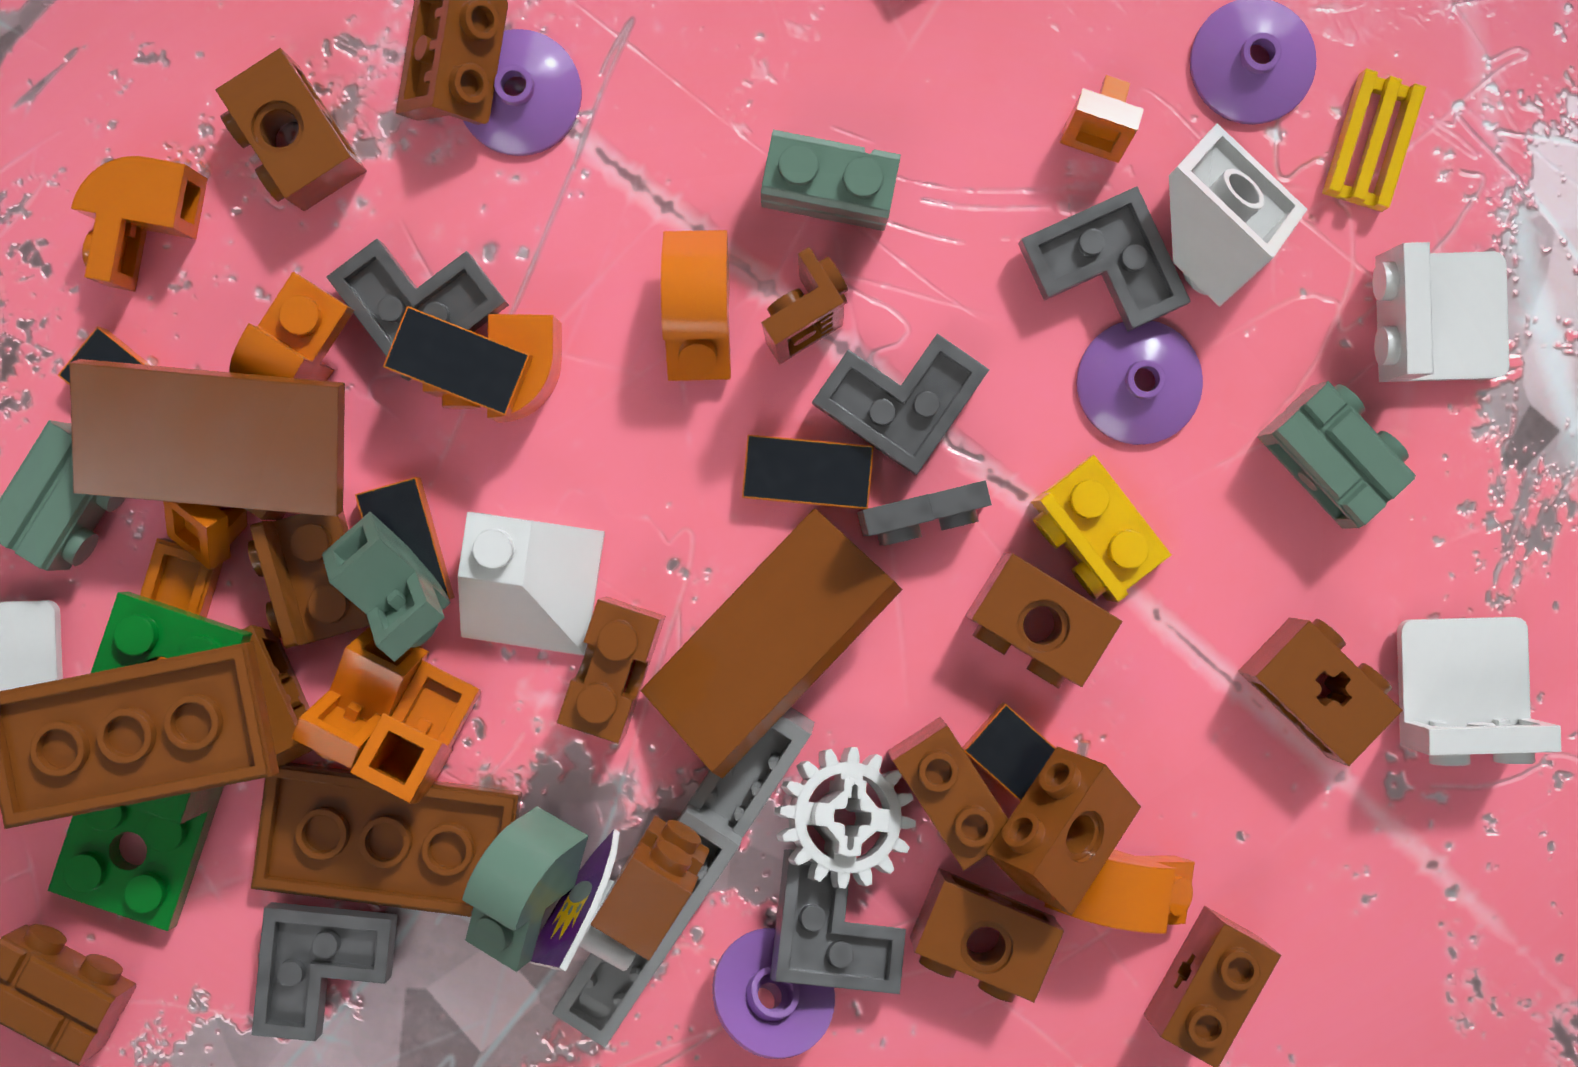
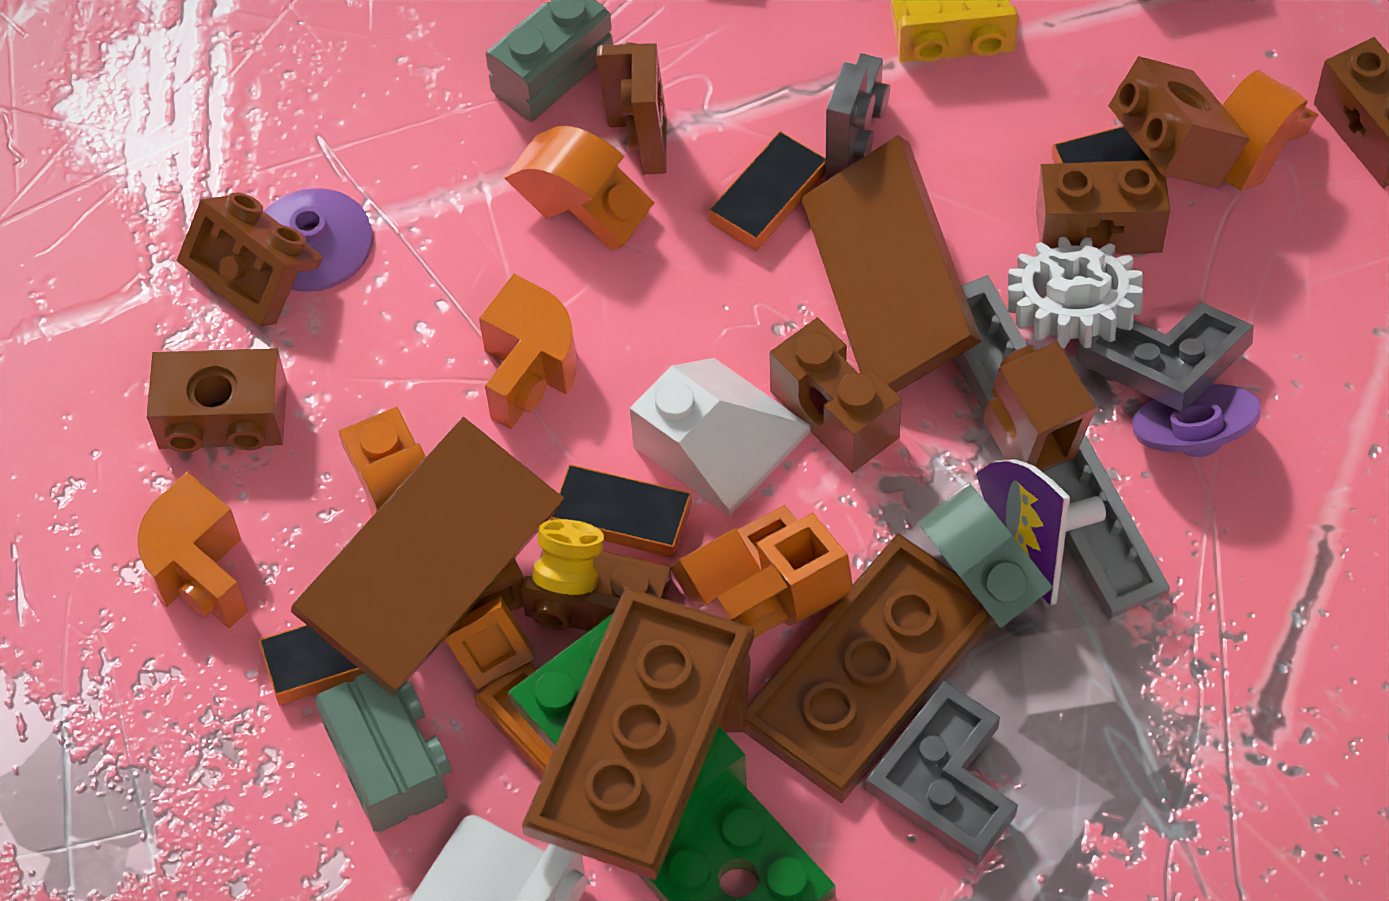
camera: 50 degrees left, 30 degrees down
(304, 546) = (568, 557): none -> yellow wheel
(382, 290) = (444, 382): flat silver plate -> none
(387, 584) = (652, 509): sand green brick -> none
(458, 361) = (502, 349): black tile -> none
(904, 418) = (768, 98): flat silver plate -> none
(1015, 962) = (1256, 219): dark orange brick -> none
(1079, 627) = (999, 84): dark orange brick -> none

